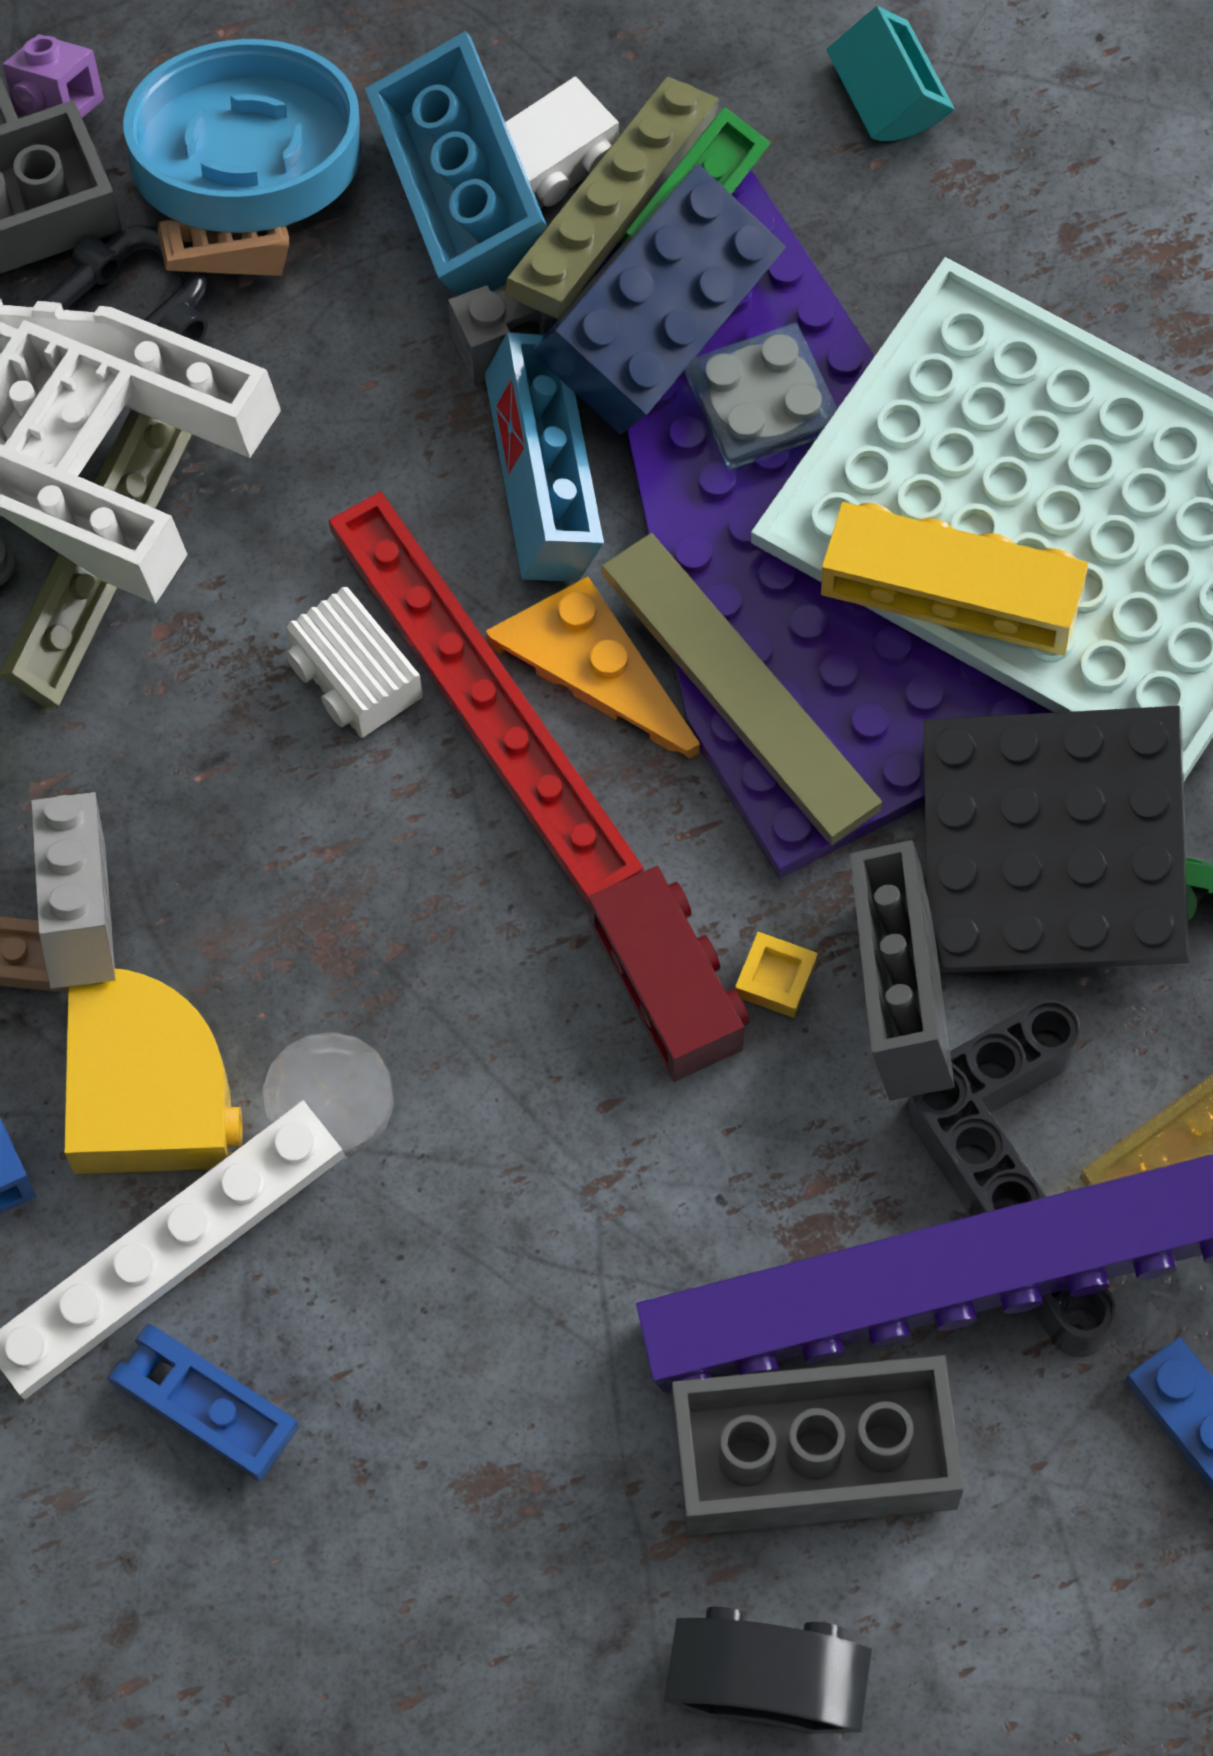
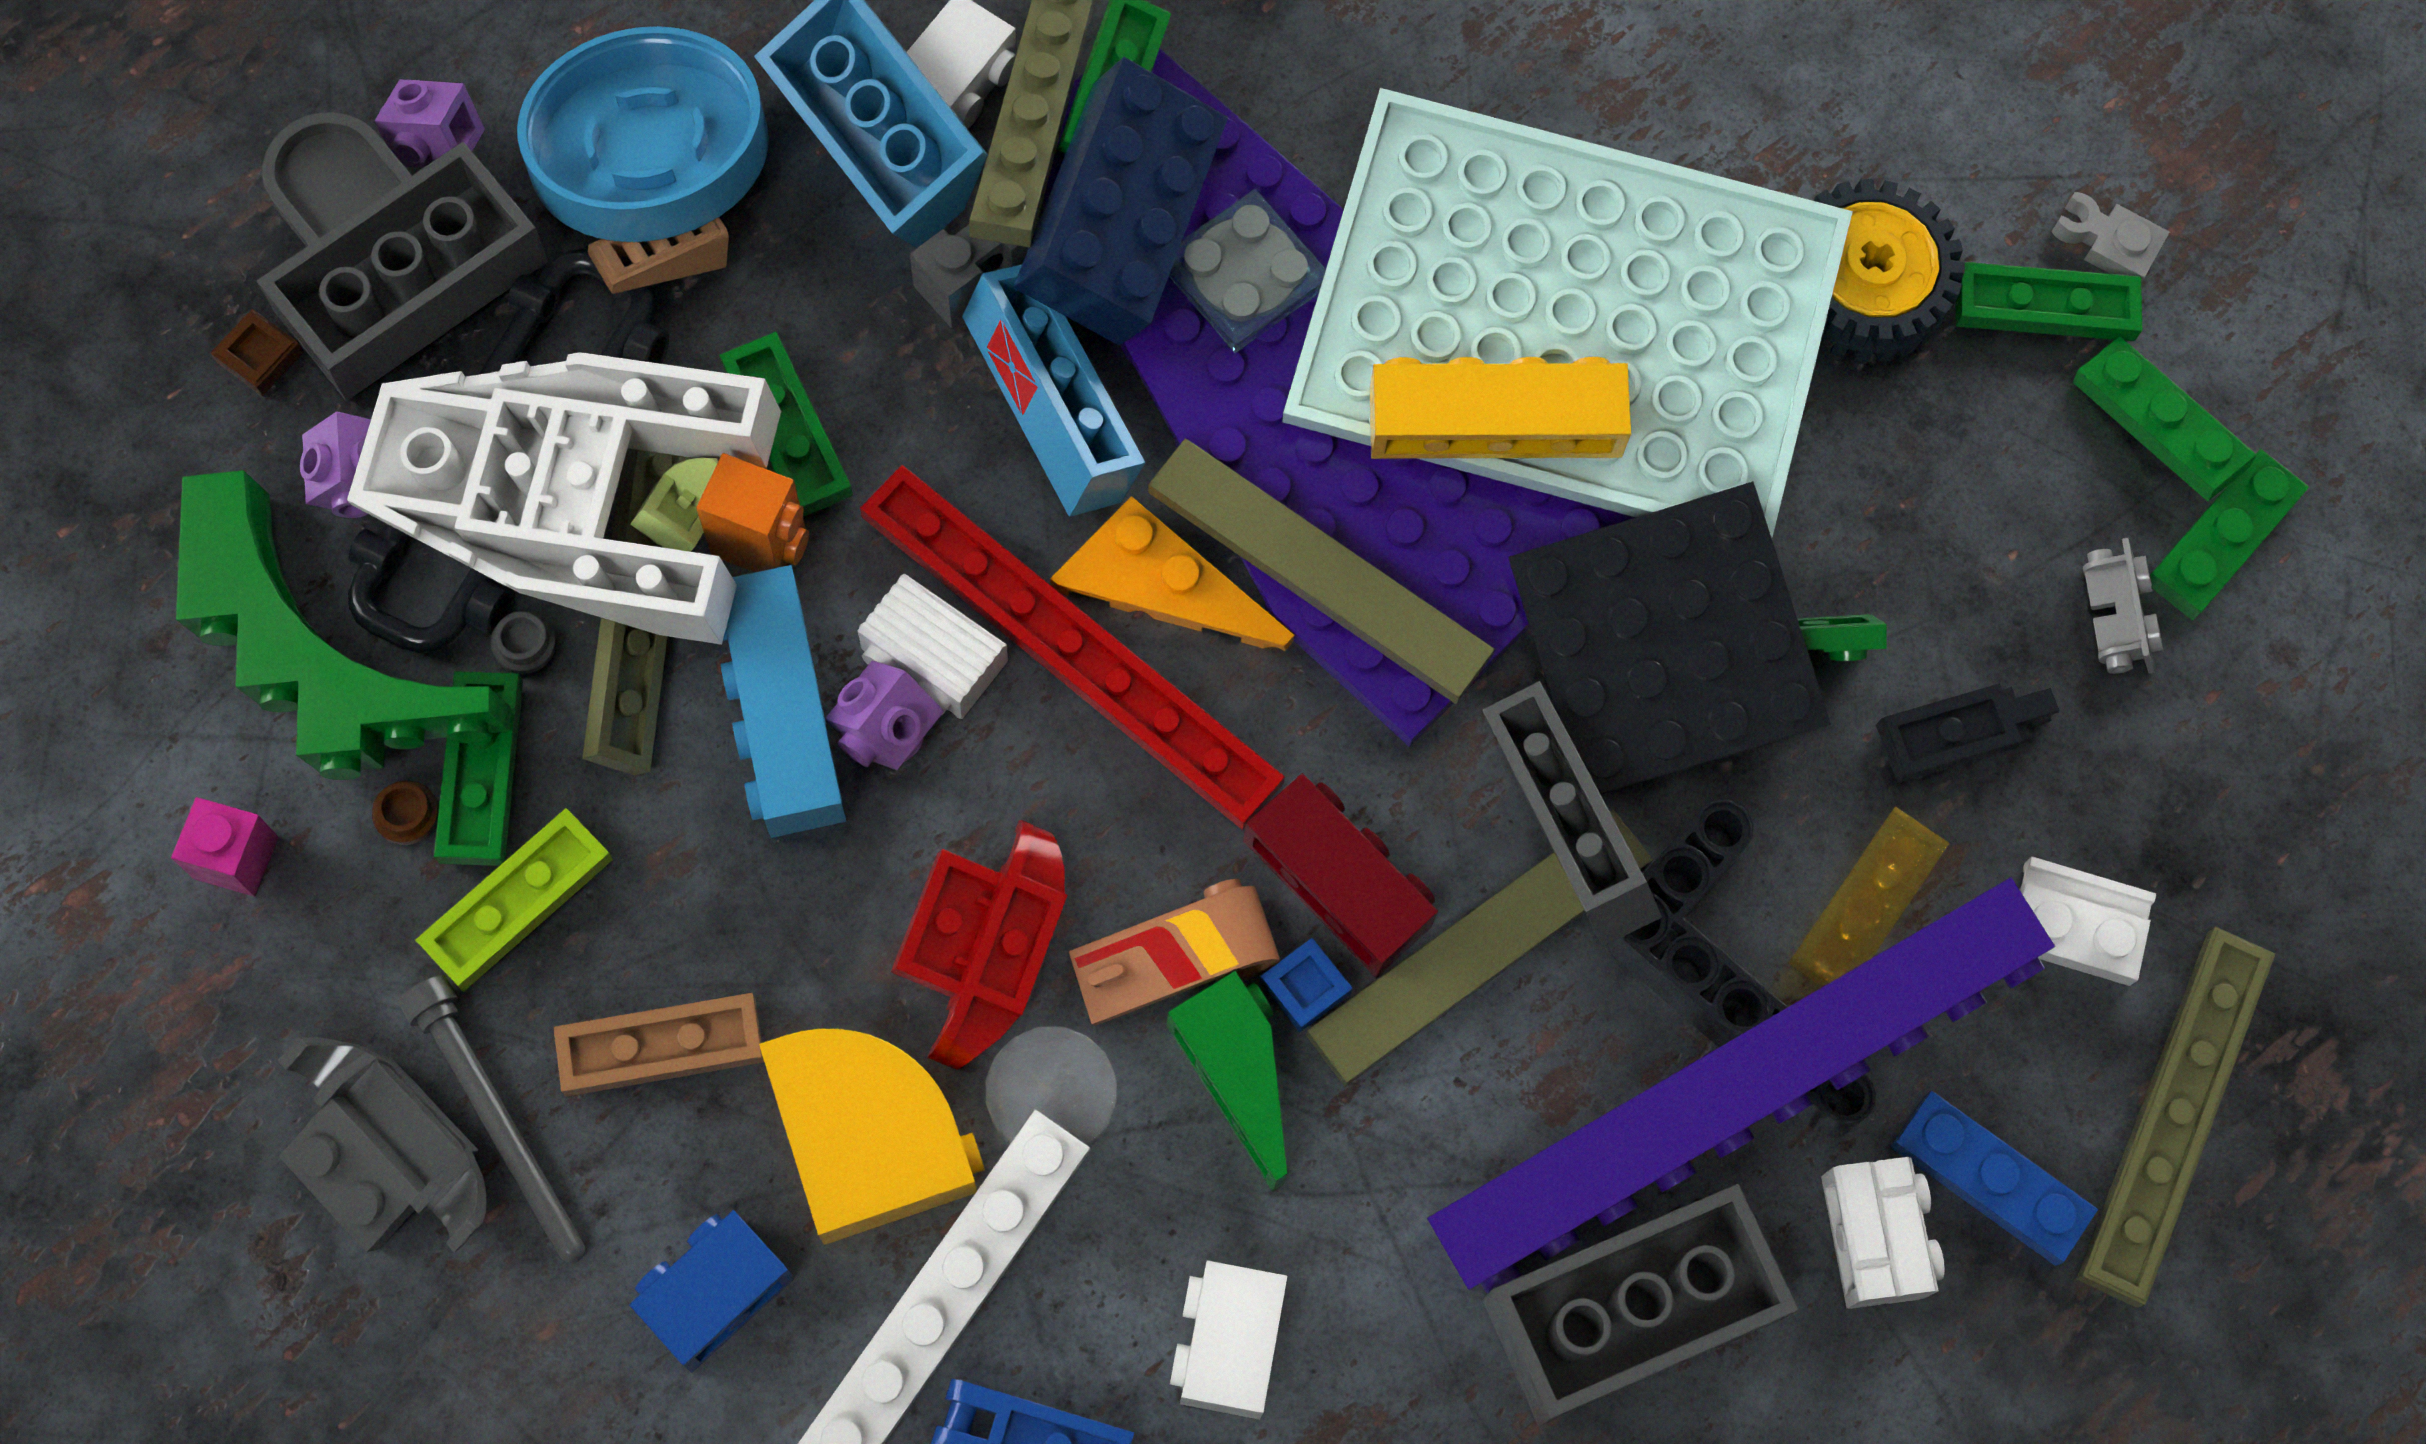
camera: 25 degrees left, 5 degrees up
(72, 890) = (738, 963): light grey brick -> none
(164, 470) = (670, 508): none -> yellowish green plate
(195, 678) = (780, 707): none -> dark azure brick
(223, 500) = (752, 516): none -> orange brick
(284, 711) = (883, 716): none -> medium lavender brick
(292, 444) = (800, 442): none -> green plate
(310, 938) = (984, 939): none -> red plate
(416, 1365) = (1231, 1339): none -> white brick
(510, 1108) = (1233, 1054): none -> green slope
(519, 995) = (1176, 952): none -> nougat door
(600, 1065) = (1305, 985): none -> blue plate
(746, 1090) = (1452, 967): none -> olive tile
(776, 974) = (1443, 845): yellow plate -> none
(1082, 1453) = (1882, 1232): none -> white brick

